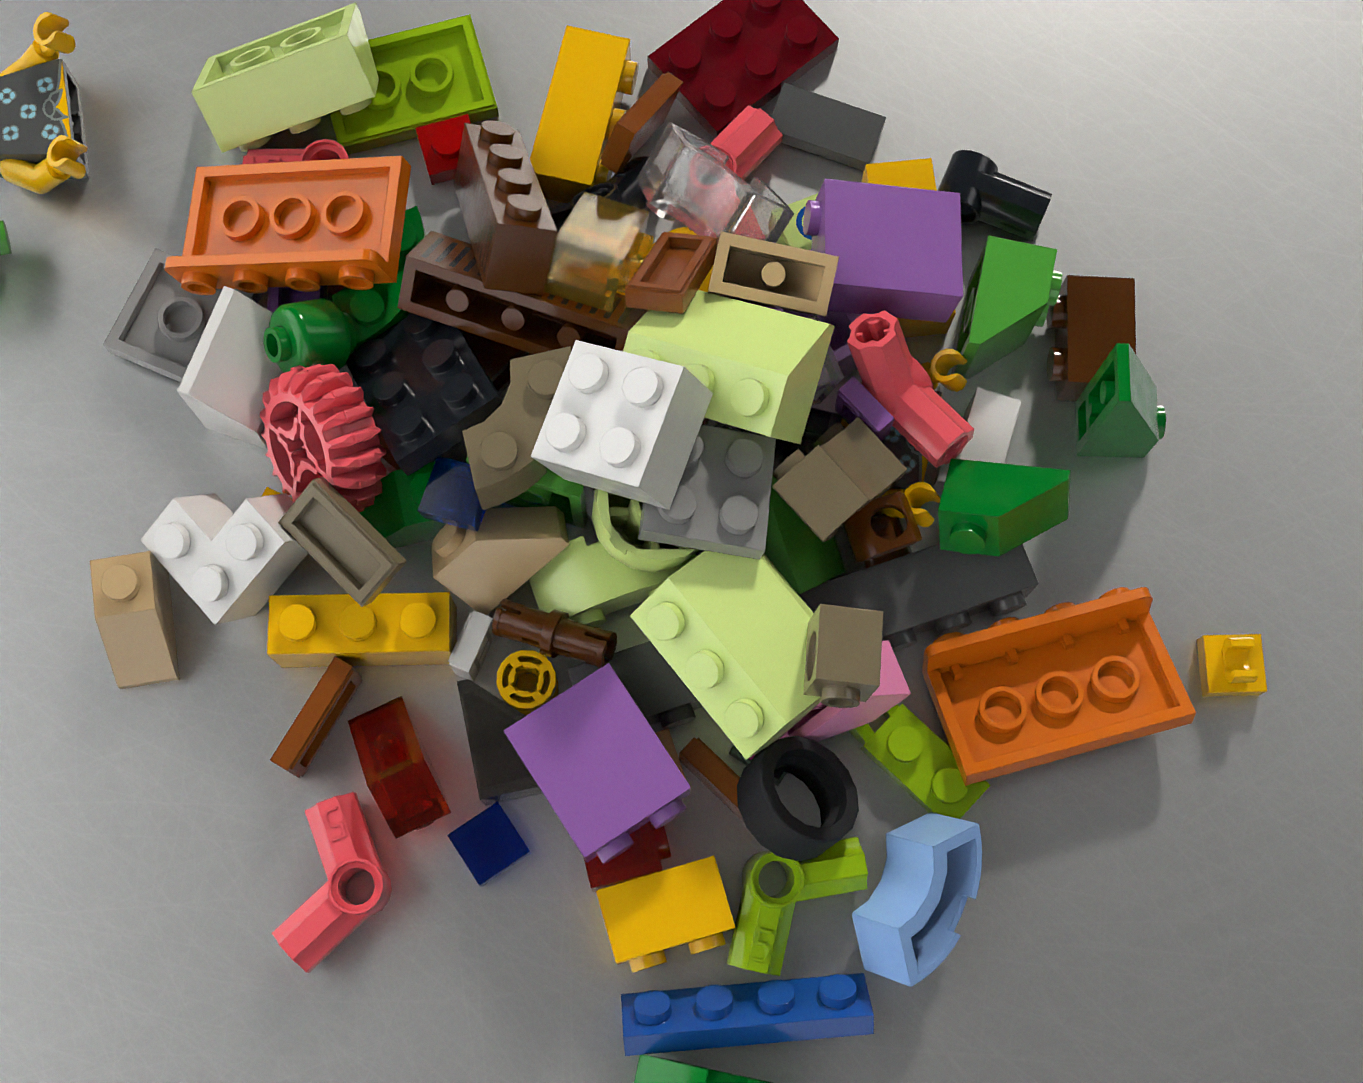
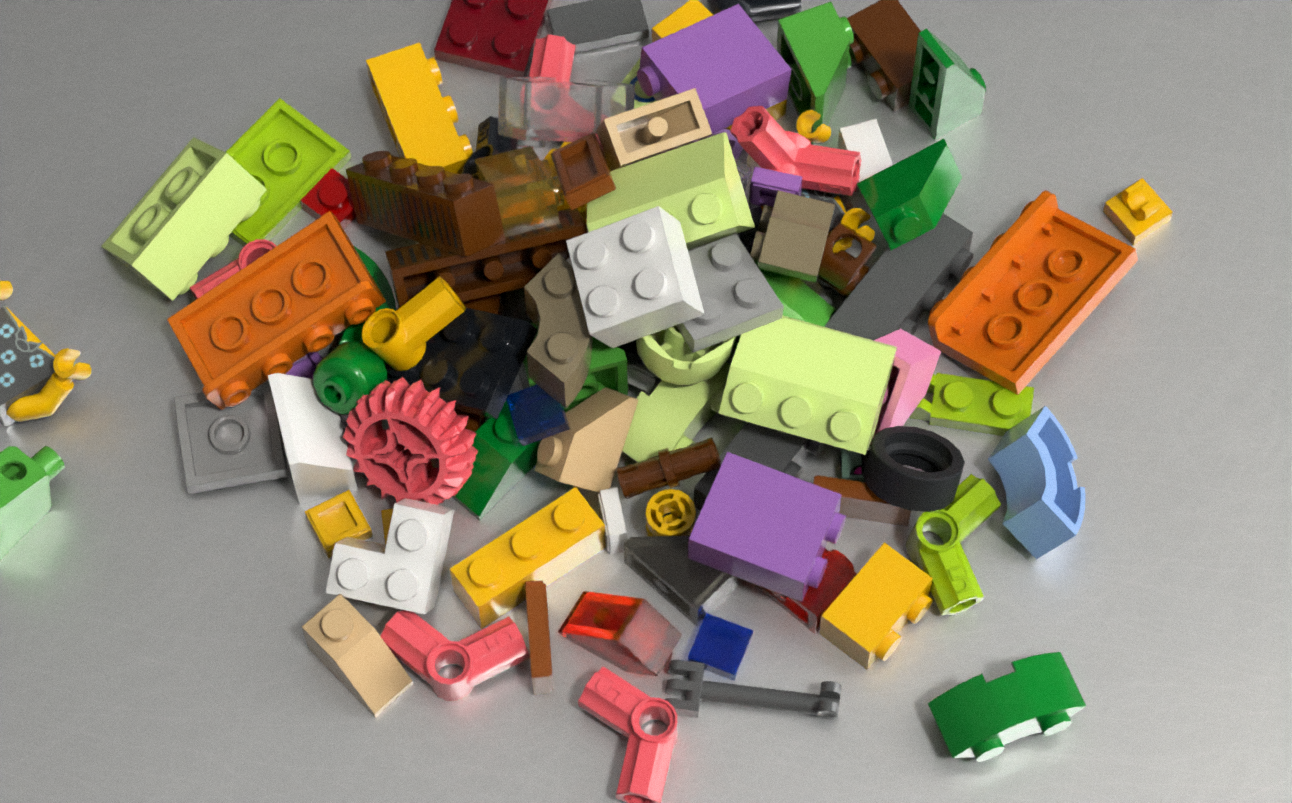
camera: 30 degrees left, 10 degrees down
(223, 470) = (336, 520): none -> yellow tile
(248, 698) = (479, 654): none -> coral piece
(342, 541) = (481, 492): dark tan tile -> none
(384, 328) = (402, 334): none -> yellow piece
(544, 975) = (697, 690): none -> dark grey hinge
(640, 122) = (469, 94): dark orange tile -> none
(746, 1014) = (978, 636): blue plate -> none
(843, 655) = (883, 337): dark tan brick -> none

